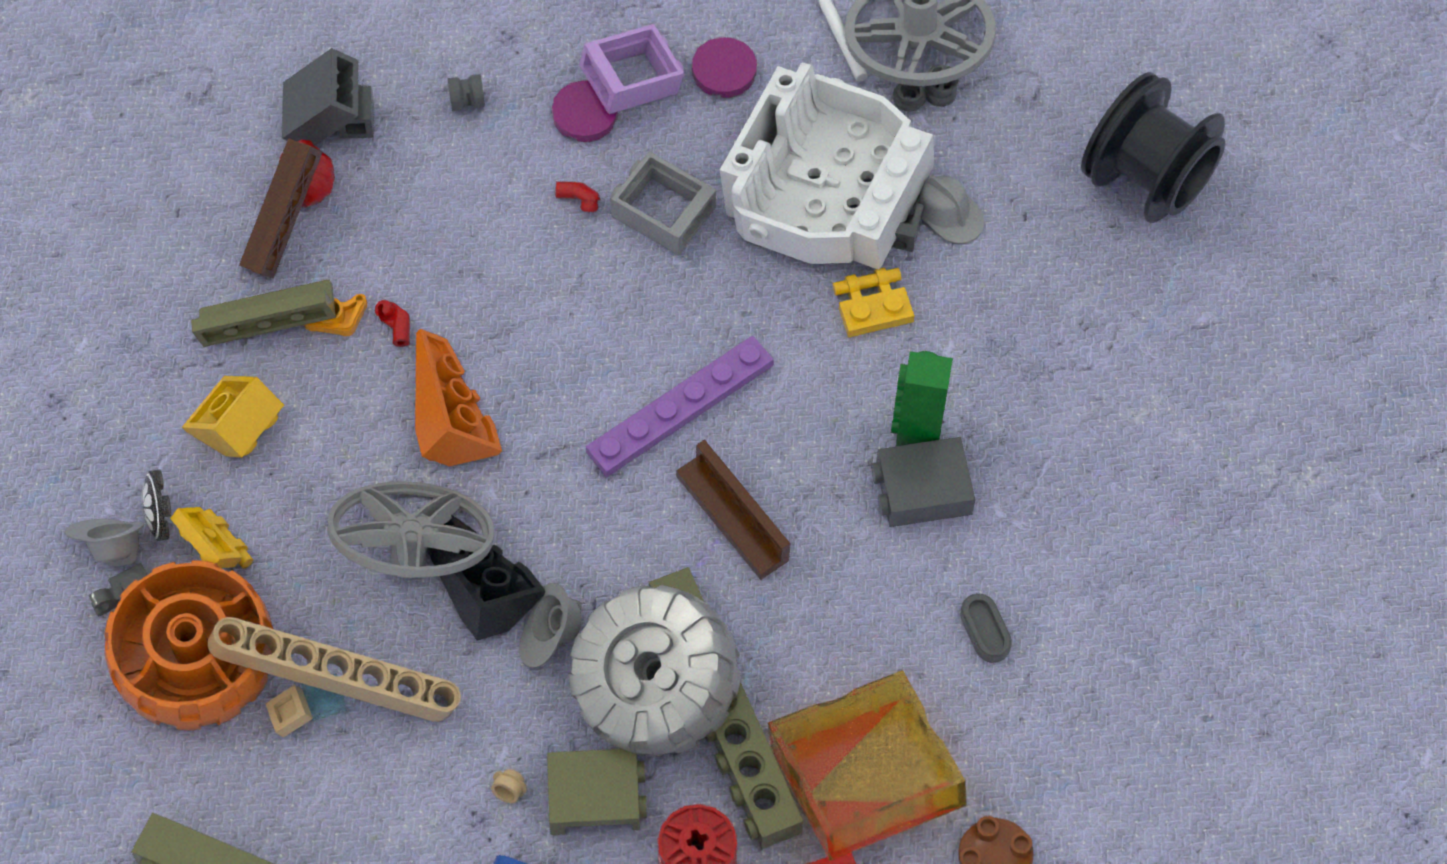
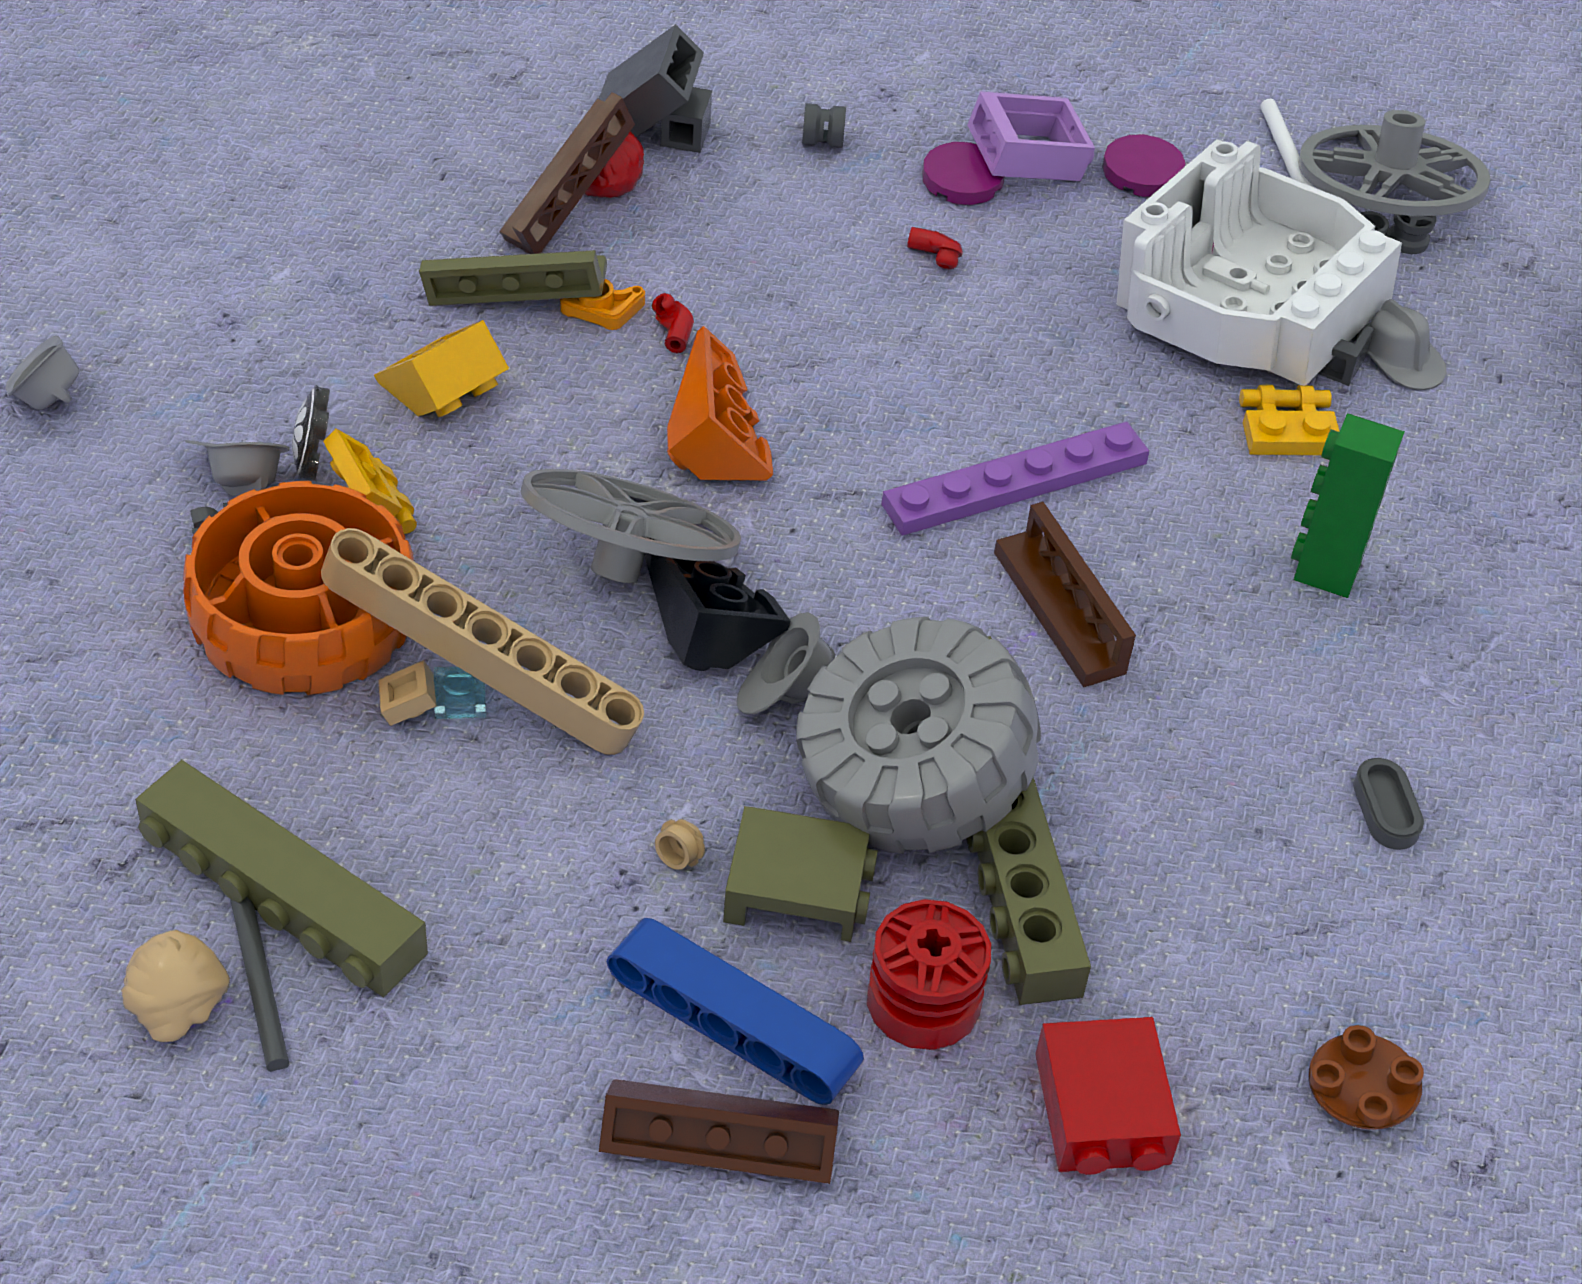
camera: 10 degrees right, 15 degrees down
(688, 223) = (1082, 268): light grey window -> none
(867, 765) = (1198, 918): clear yellow tile -> none
(923, 482) = (1328, 617): dark grey brick -> none

